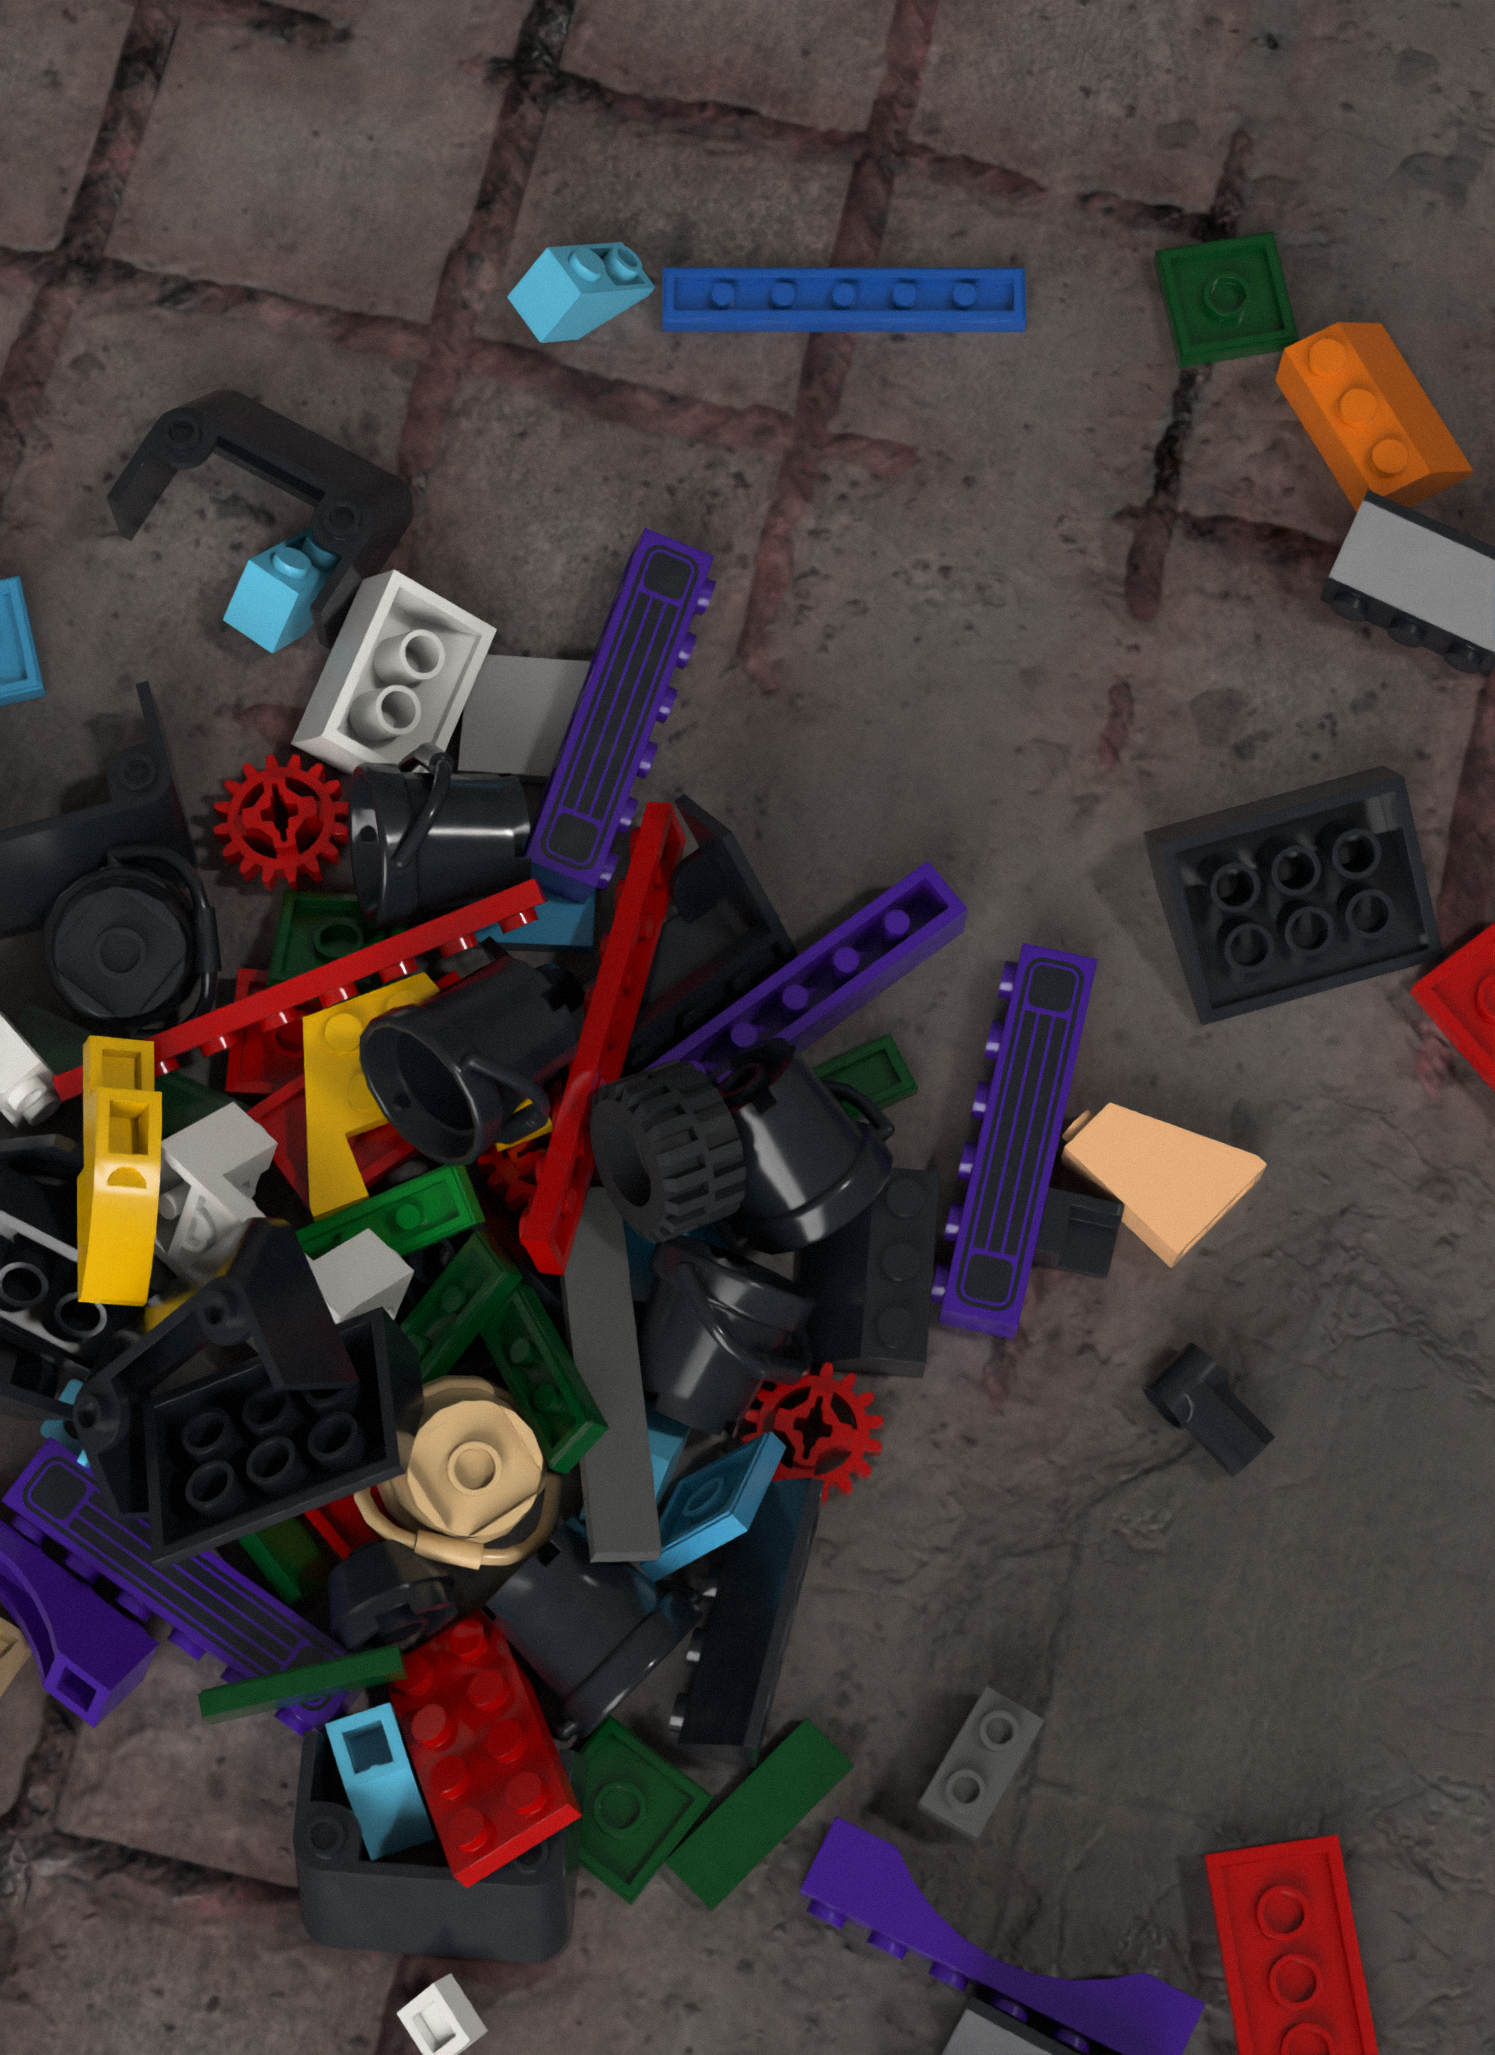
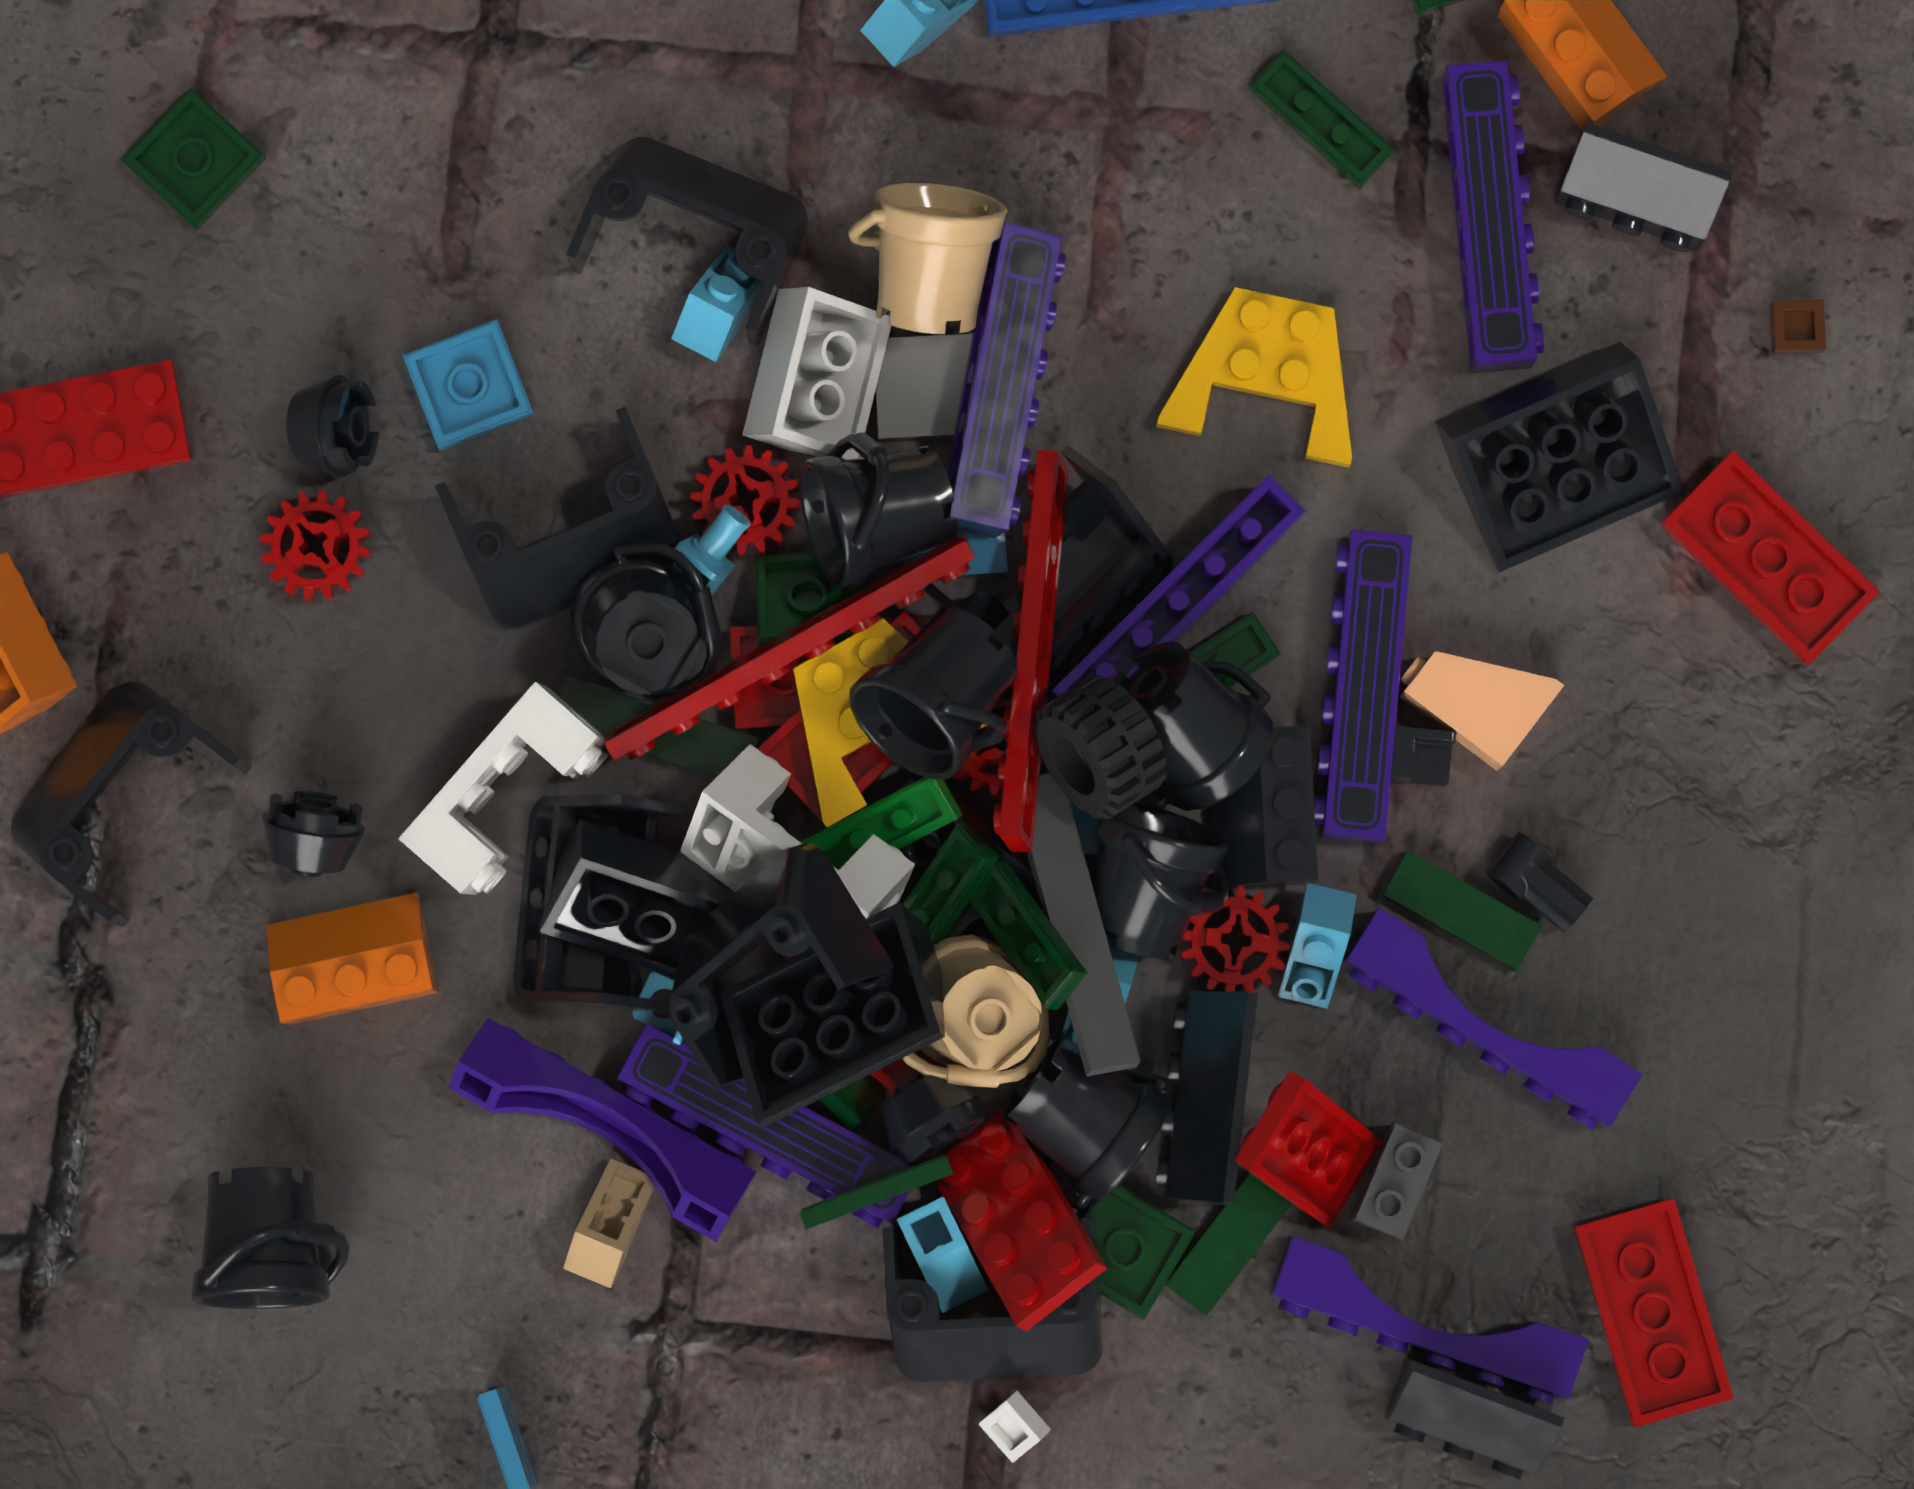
camera: 10 degrees left, 10 degrees up
(119, 1172) = (677, 815): yellow slope -> none
(227, 868) = (709, 551): none -> medium azure bracket
(548, 551) = (930, 252): none -> tan piece
(715, 1504) = (1172, 1010): dark azure tile -> none
(867, 1699) = (1308, 1149): none -> red plate
(916, 1452) = (1317, 945): none -> medium azure slope
(953, 729) = (1271, 351): none -> yellow wing
(1049, 470) = (1321, 119): none -> dark green tile
(1106, 1434) = (1461, 910): none -> dark green tile
(1234, 1663) = (1399, 962): none -> dark purple arch
(1240, 604) = (1490, 216): none -> brick

